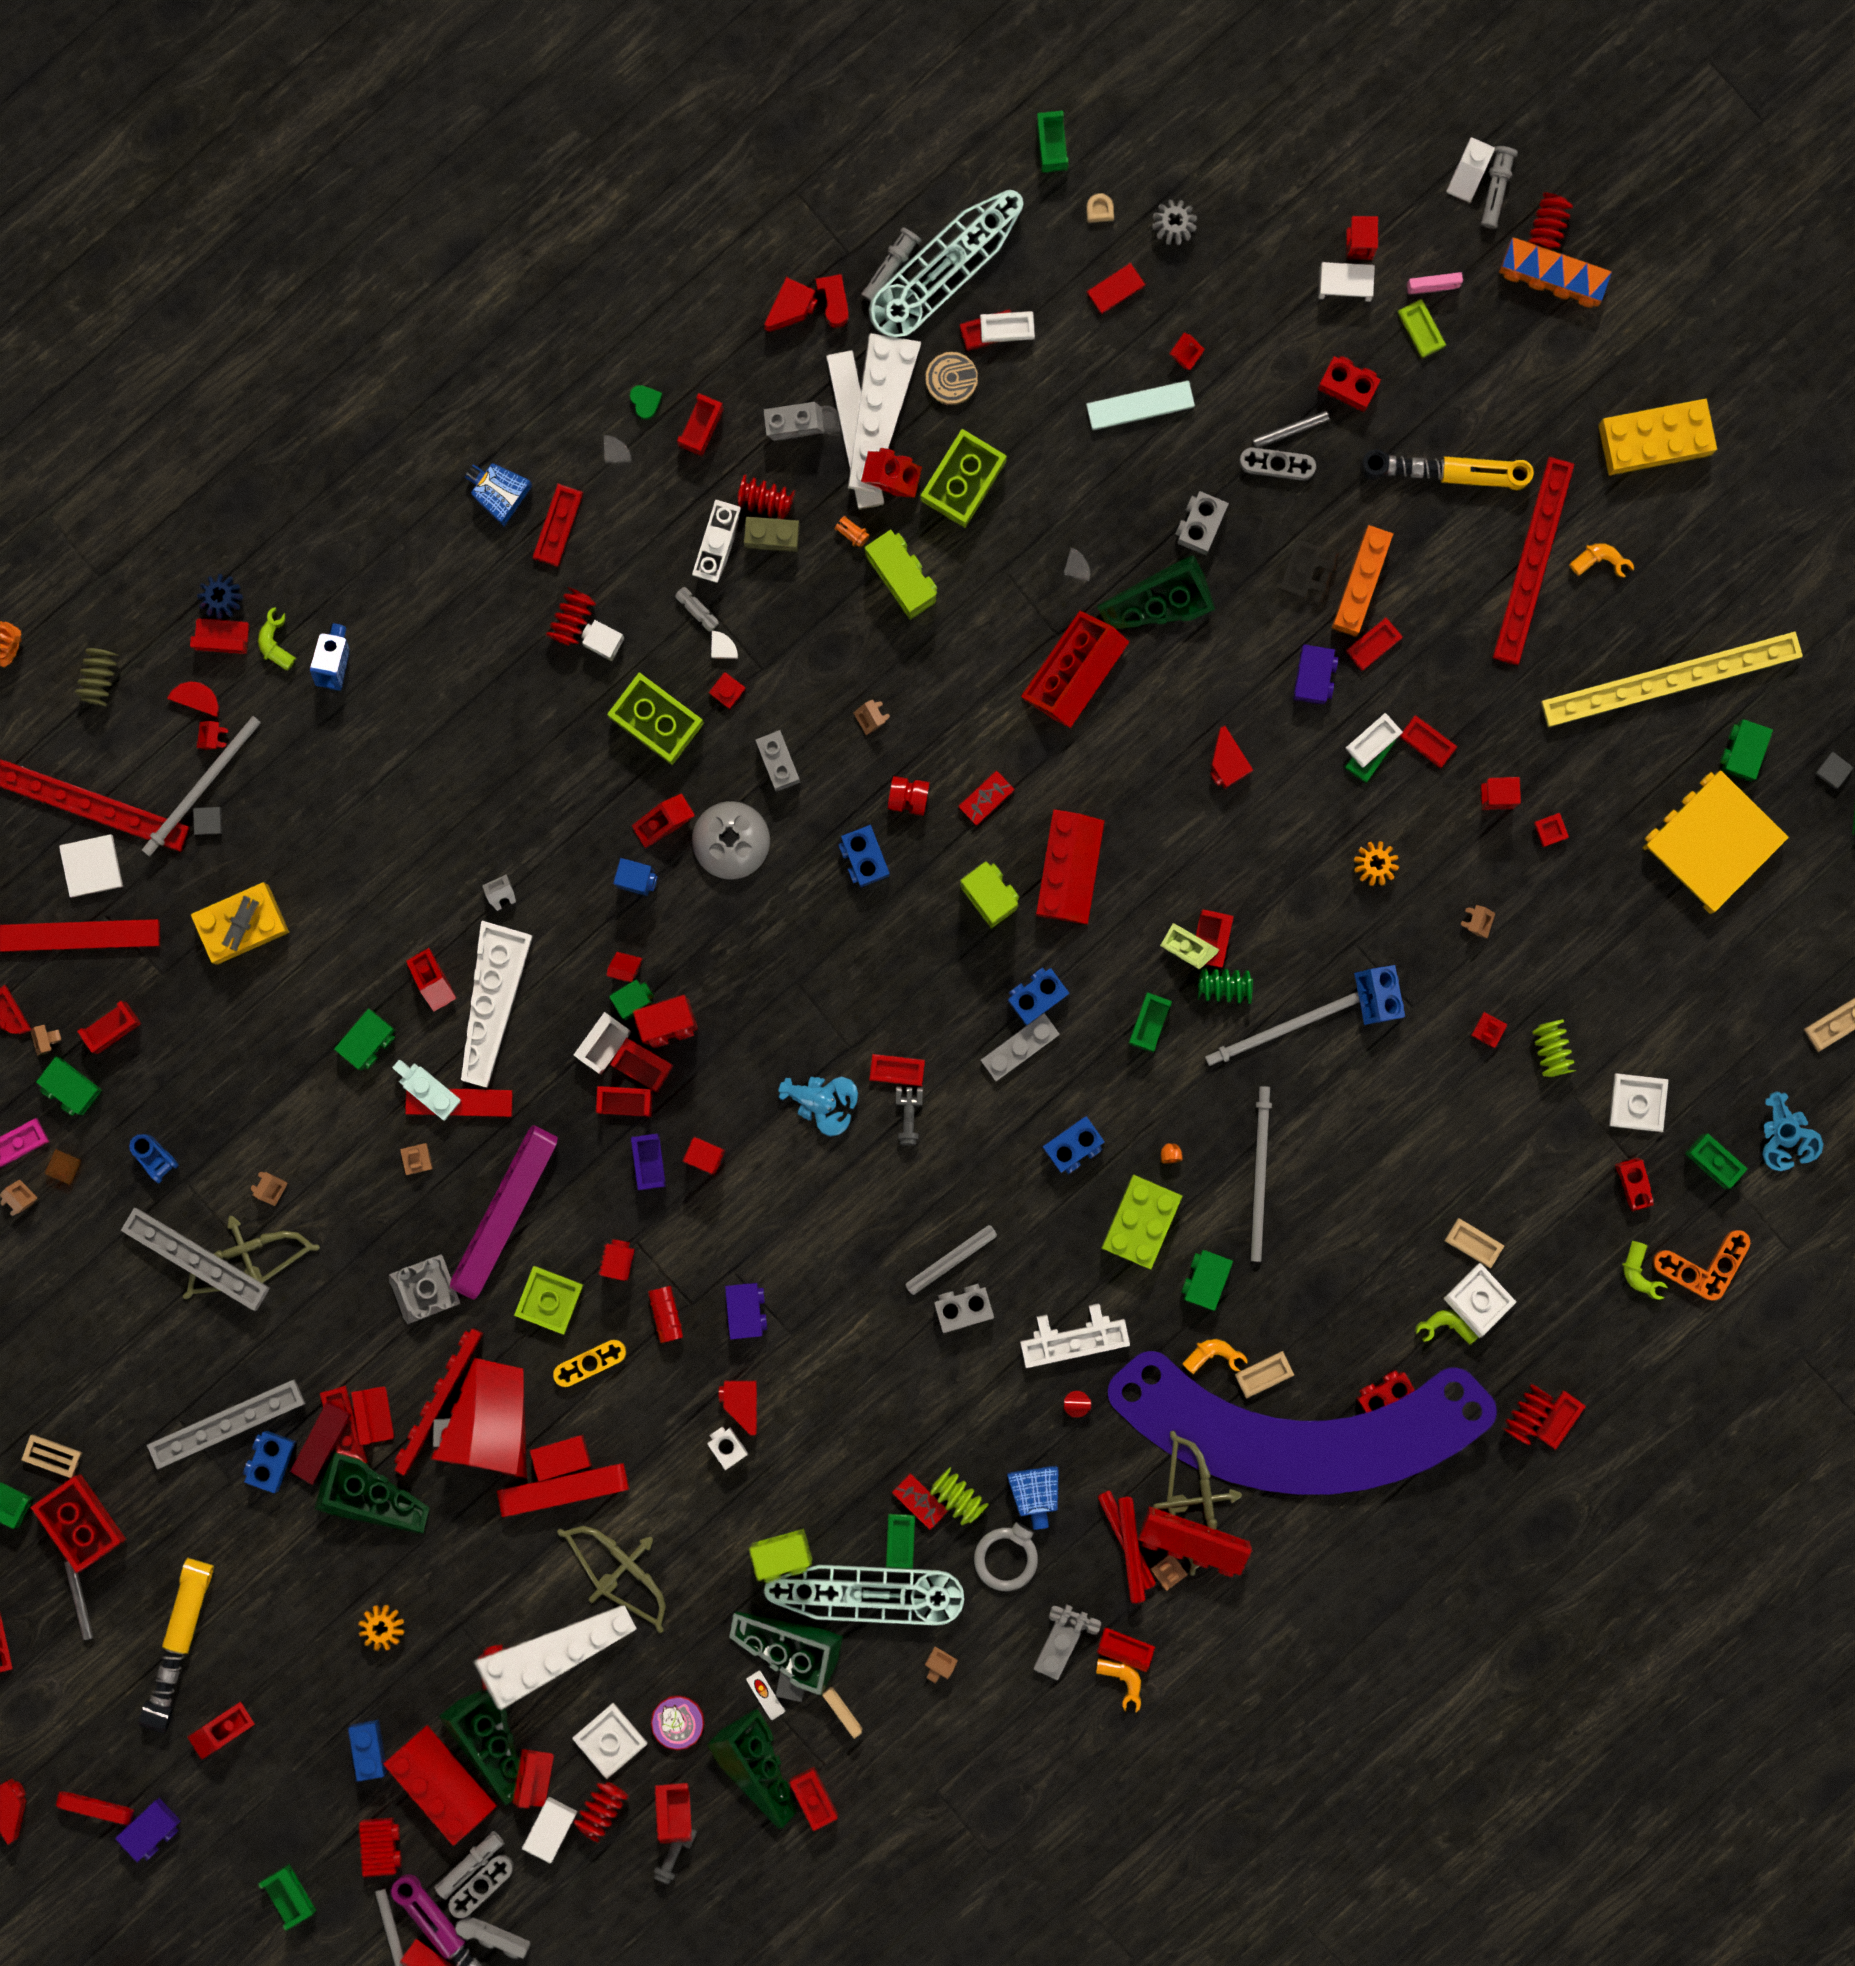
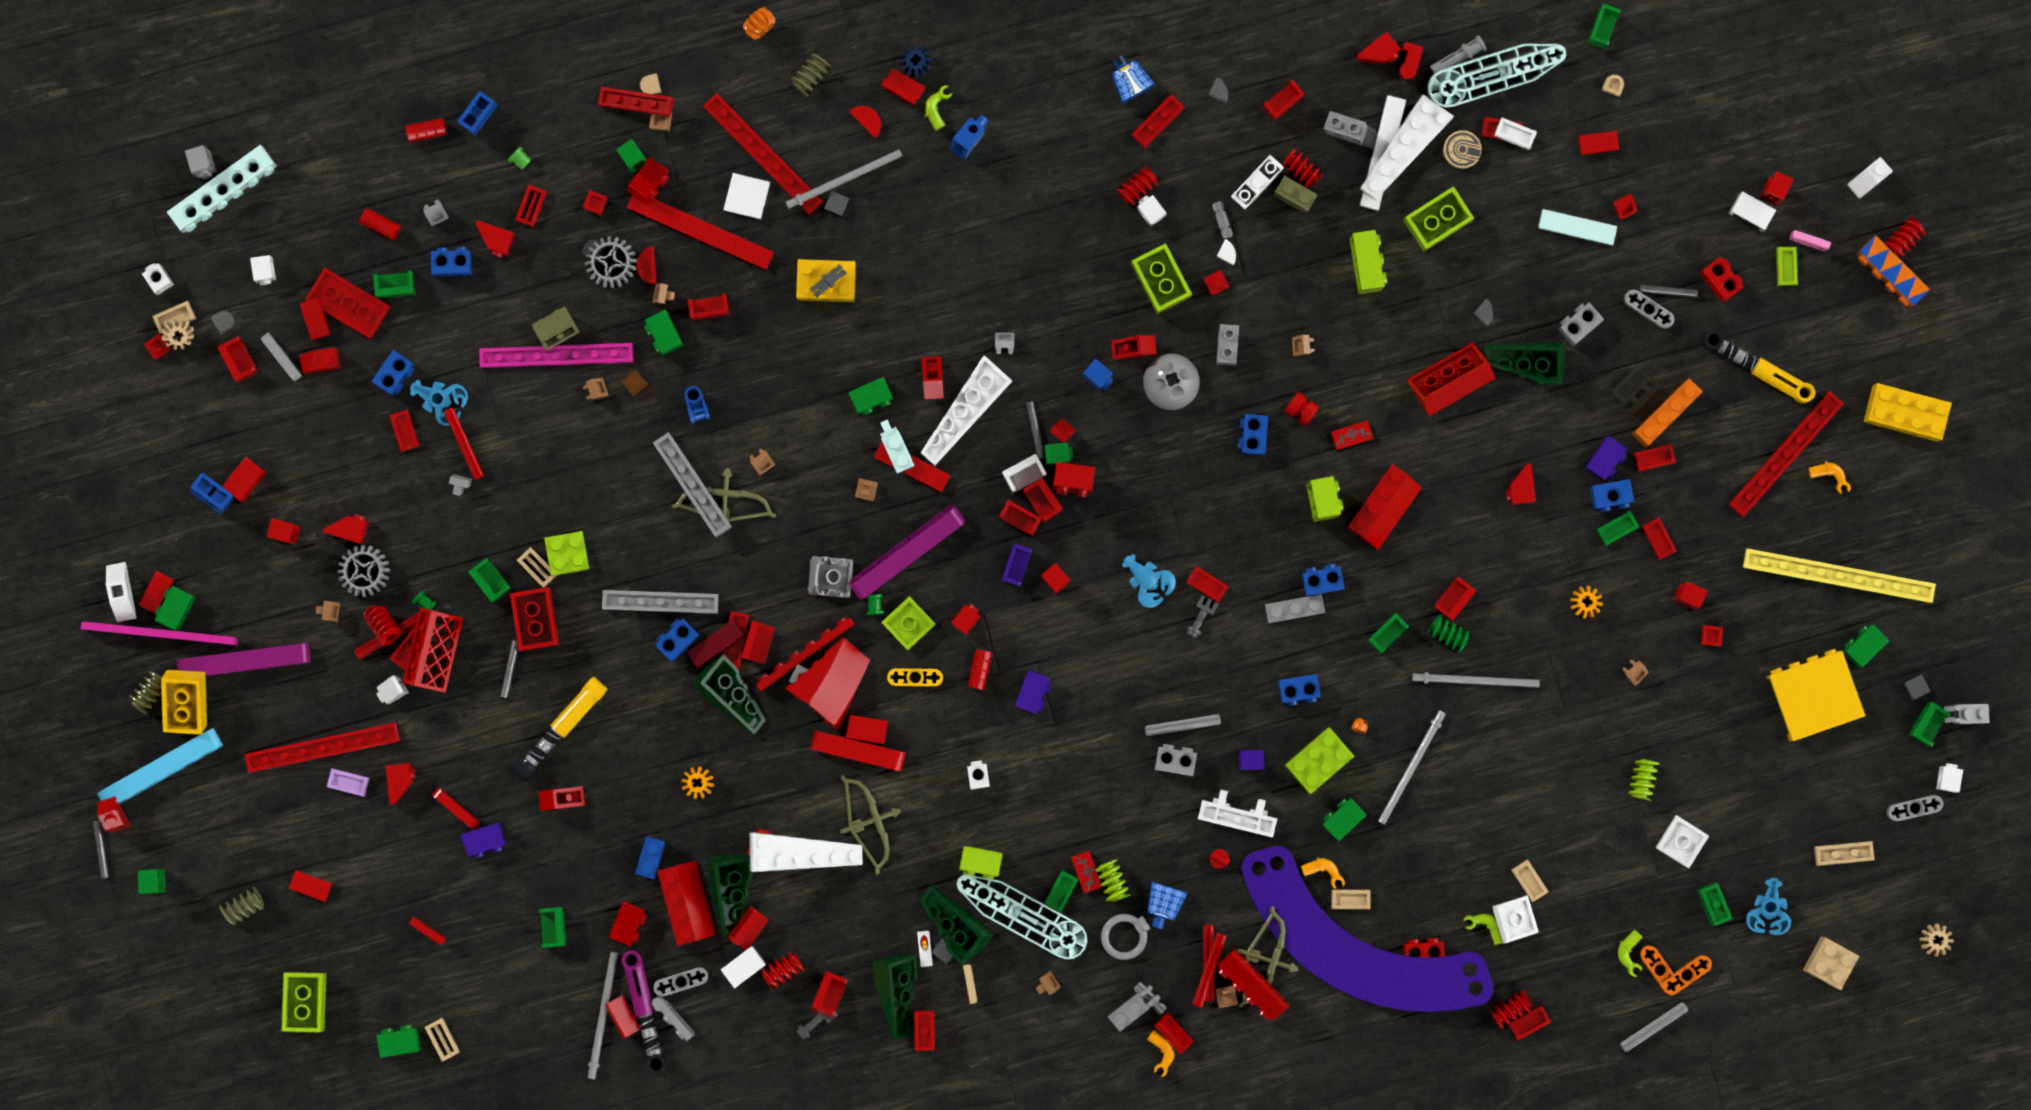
camera: 20 degrees right, 0 degrees up
(80, 1421) = (566, 553): none -> lime plate
(208, 735) = (864, 148): red tile -> none
(477, 1857) = (688, 961): light grey pin -> none
(495, 1297) = (874, 604): none -> green bush
(591, 982) = (1035, 430): none -> flat silver bar
(610, 1740) = (809, 928): white tile -> none
(646, 401) = (1255, 67): green tile -> none
(677, 1722) = (859, 938): tile -> none
(741, 1403) = (1001, 750): red slope -> none
(853, 532) = (1349, 220): orange pin -> none
(891, 473) = (1393, 193): red brick -> none
(1056, 1263) = (1251, 759): none -> dark purple panel
(1174, 213) = (1662, 112): light grey gear -> none
(1188, 946) = (1437, 596): yellowish green slope -> none
(1355, 705) = (1600, 492): none -> blue brick
(1374, 740) = (1624, 520): white tile -> none
(1379, 994) = (1547, 688): blue brick -> none
(1489, 1030) = (1607, 746): red tile -> none
(1498, 173) = (1890, 190): light grey pin -> none
(1635, 1183) = (1654, 893): red leg -> none
(1715, 1349) = (1654, 1027): none -> light grey axle

